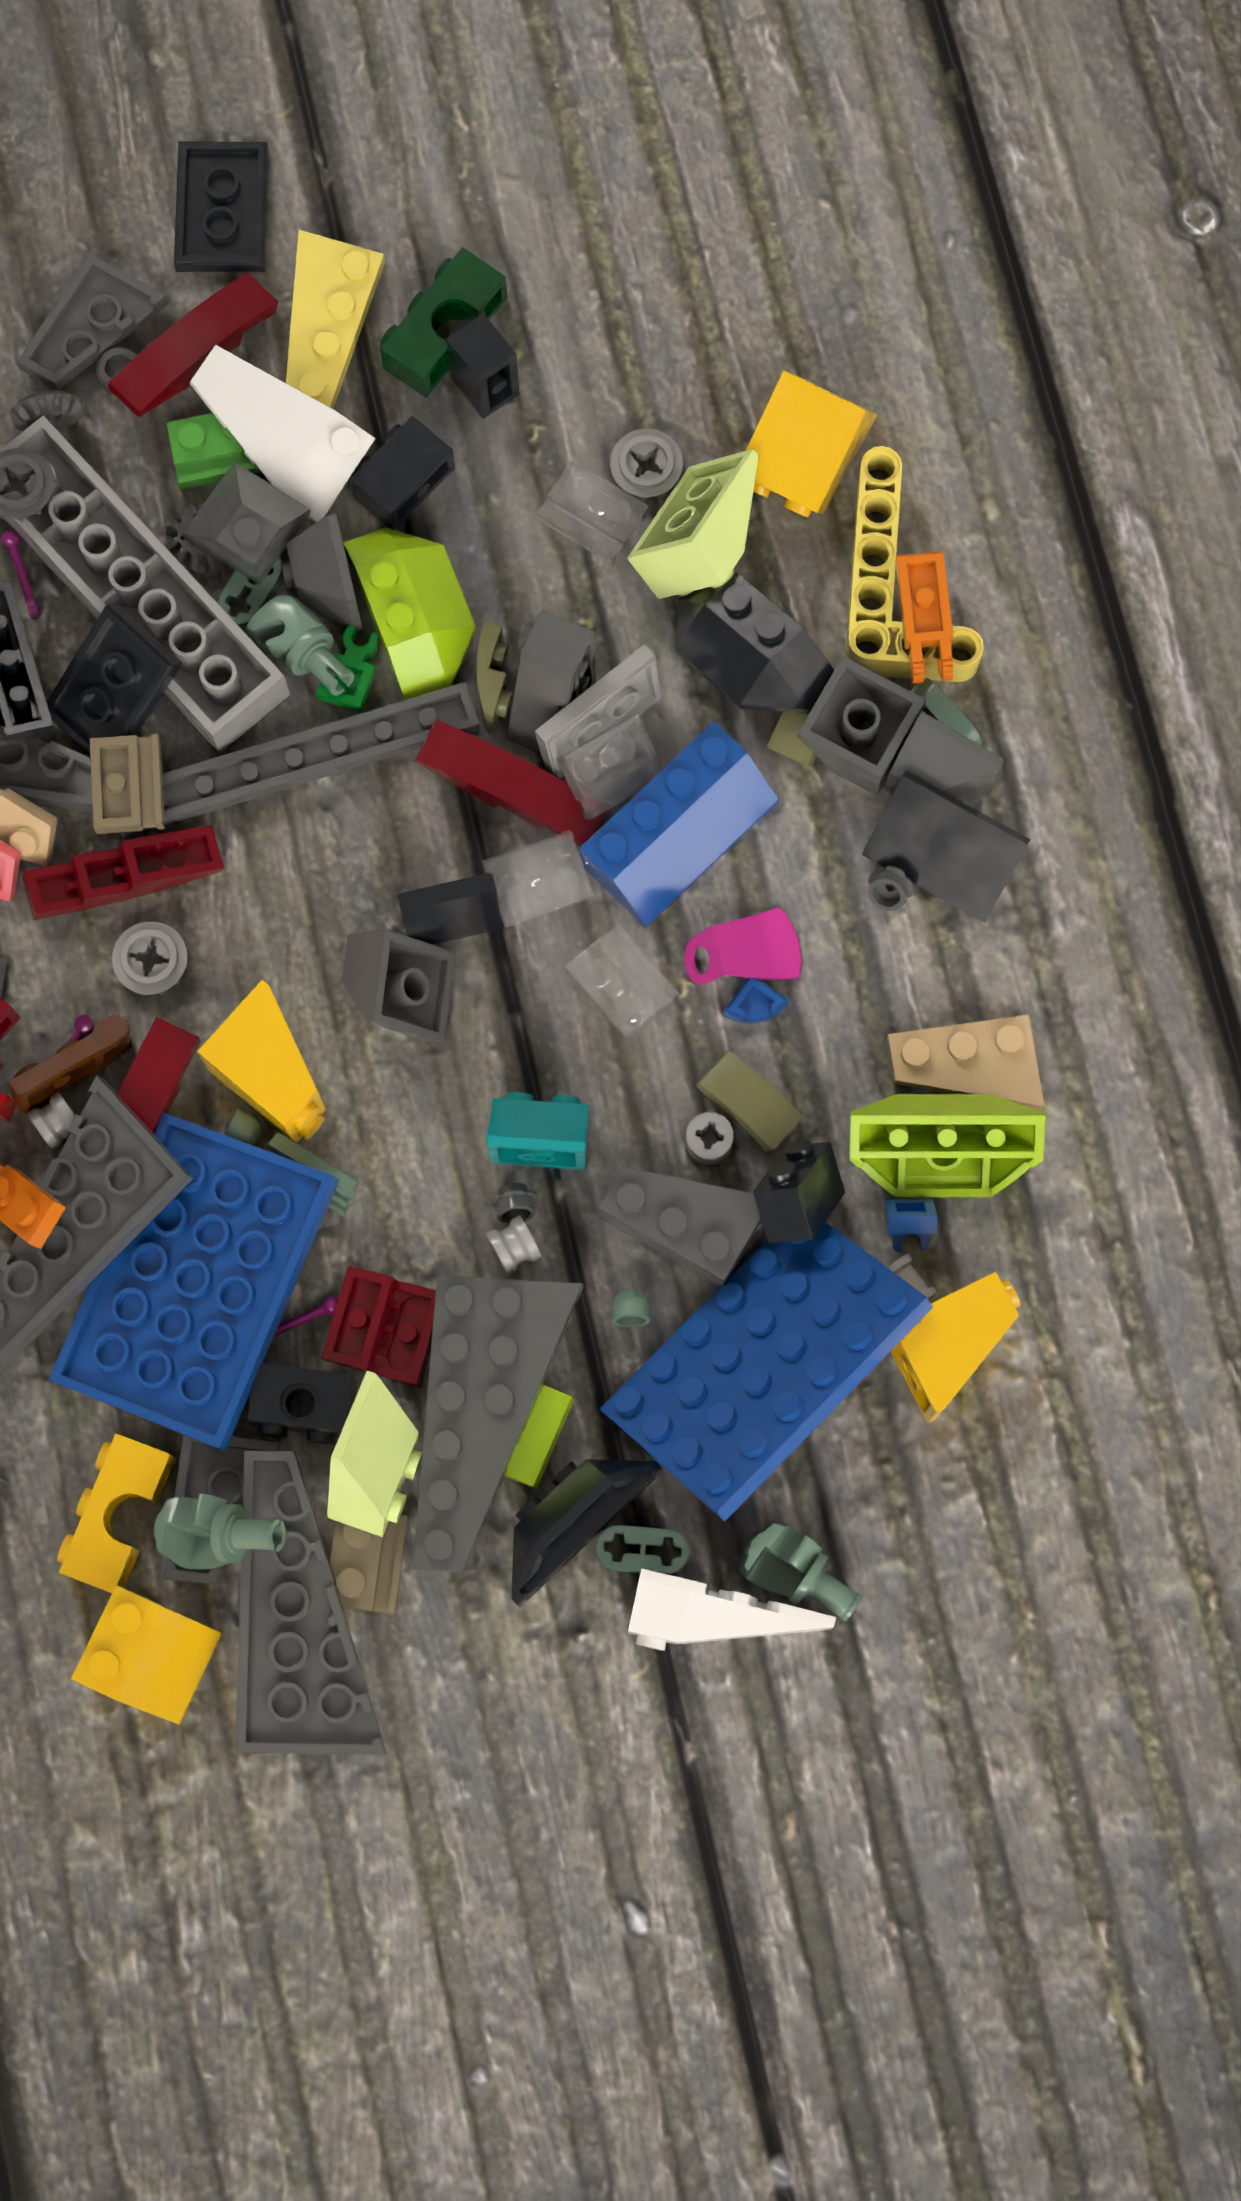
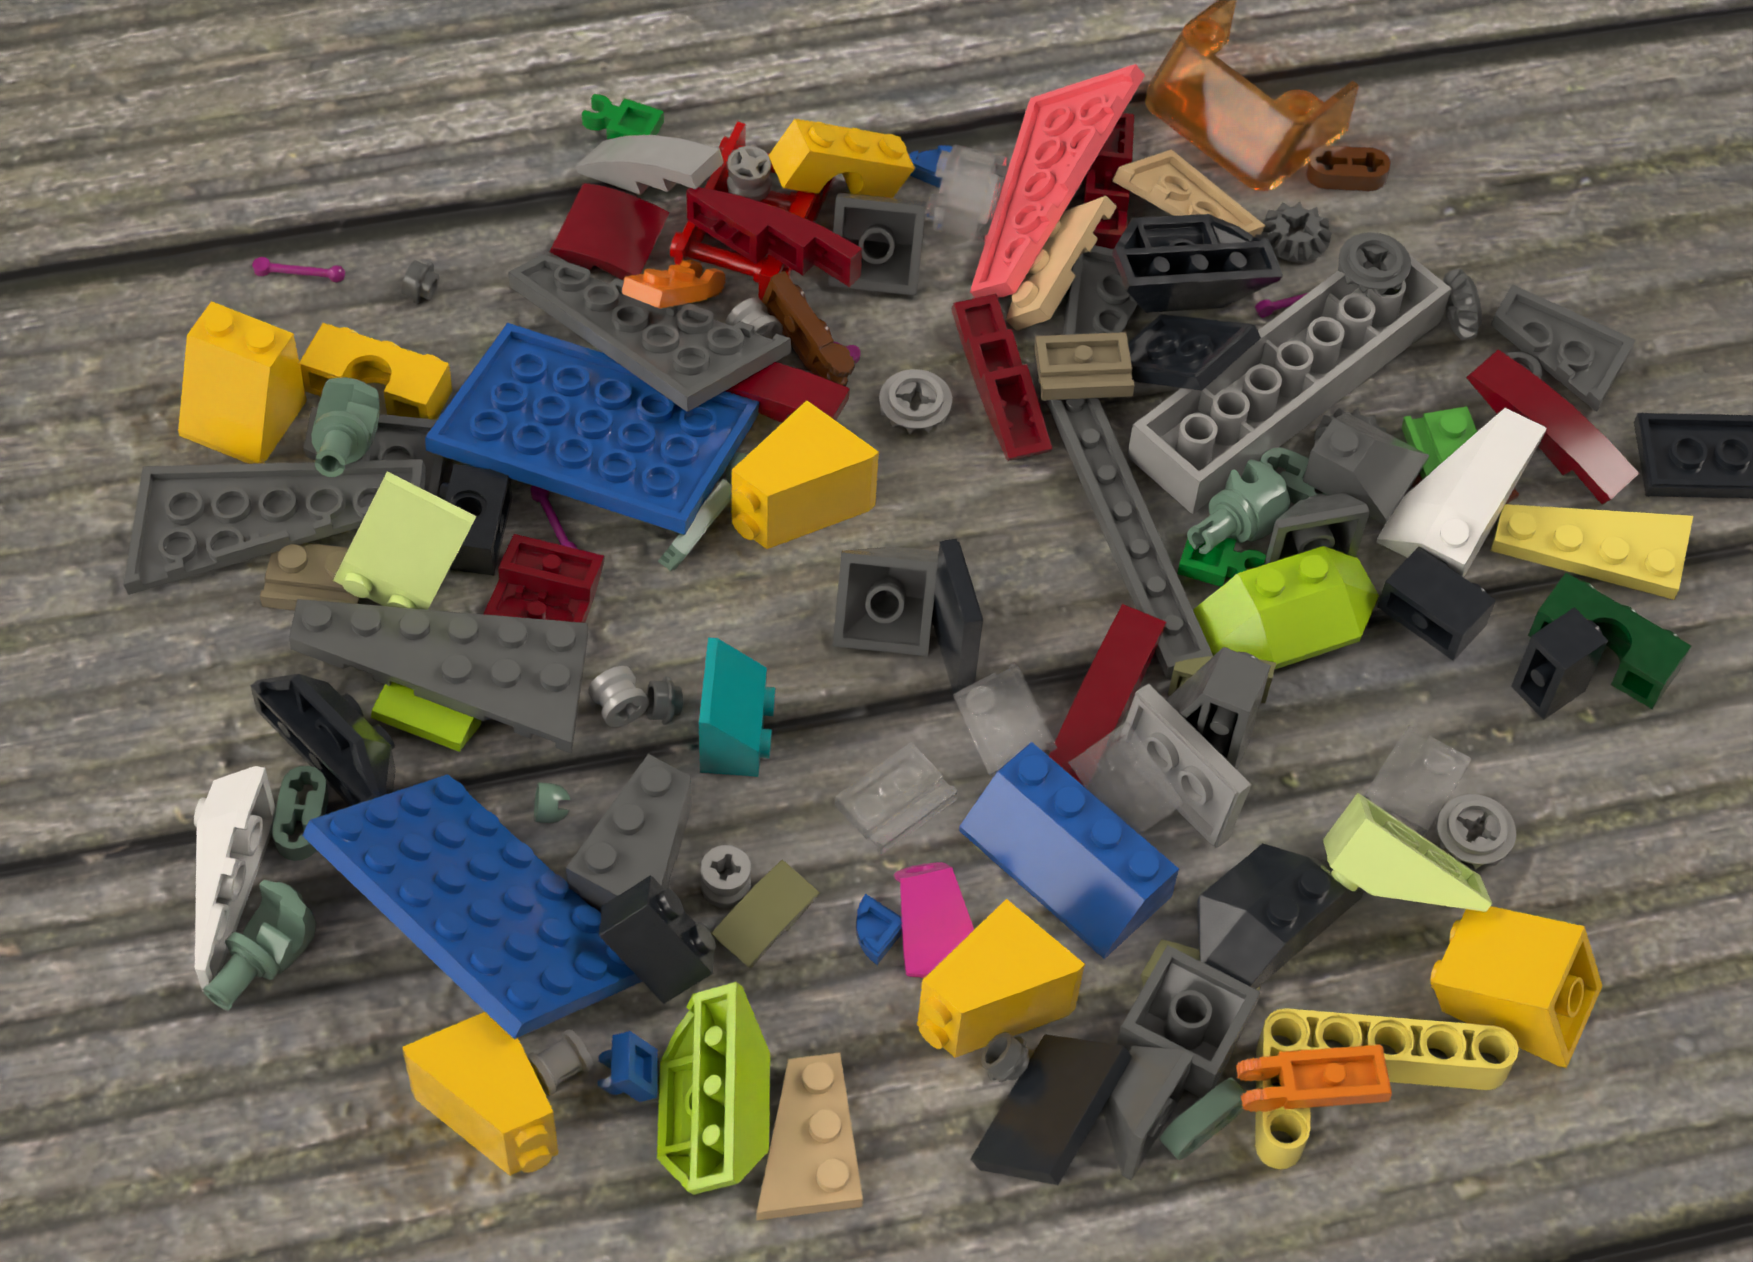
camera: 85 degrees right, 20 degrees down
(830, 889) = (998, 982): none -> yellow slope

